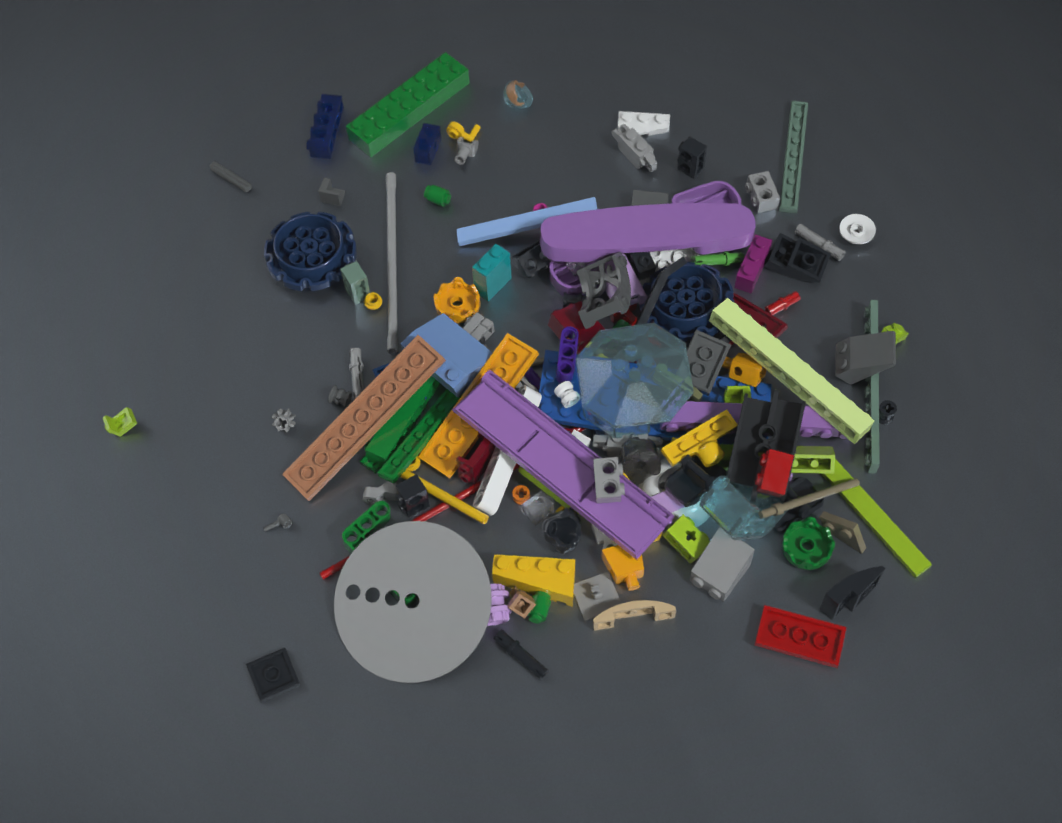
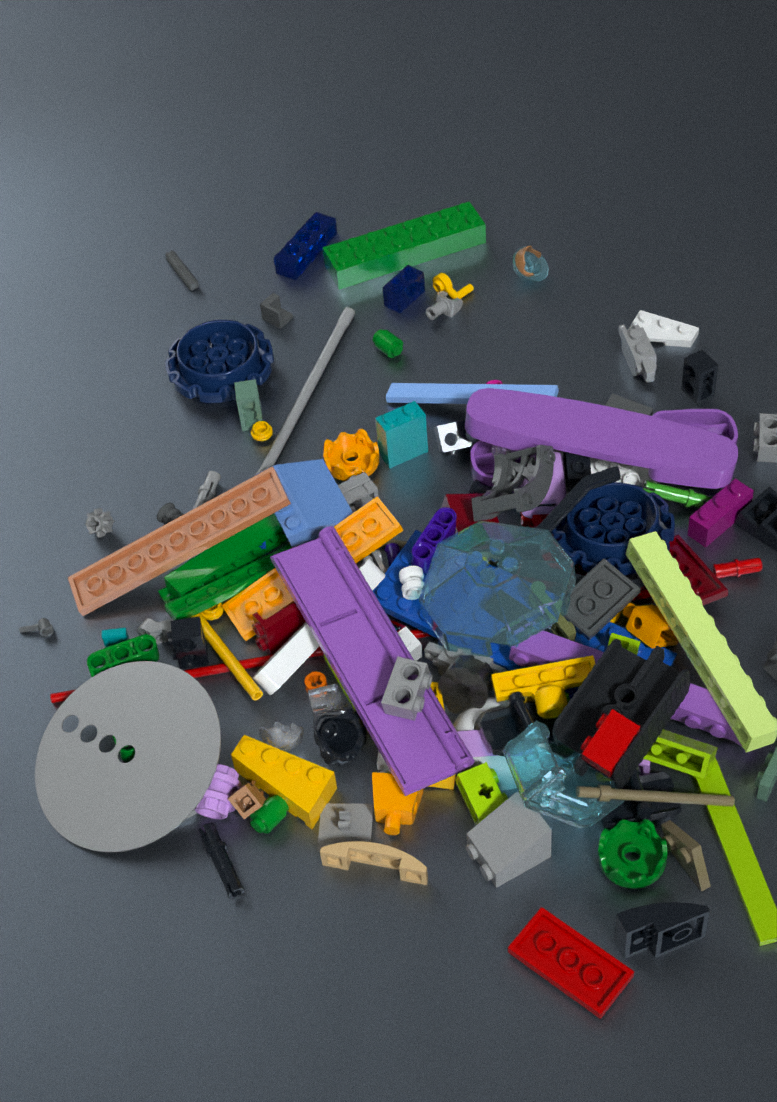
camera: 25 degrees right, 10 degrees down
(349, 512) = (114, 636): none -> teal tile
(519, 544) = (282, 736): none -> clear hair

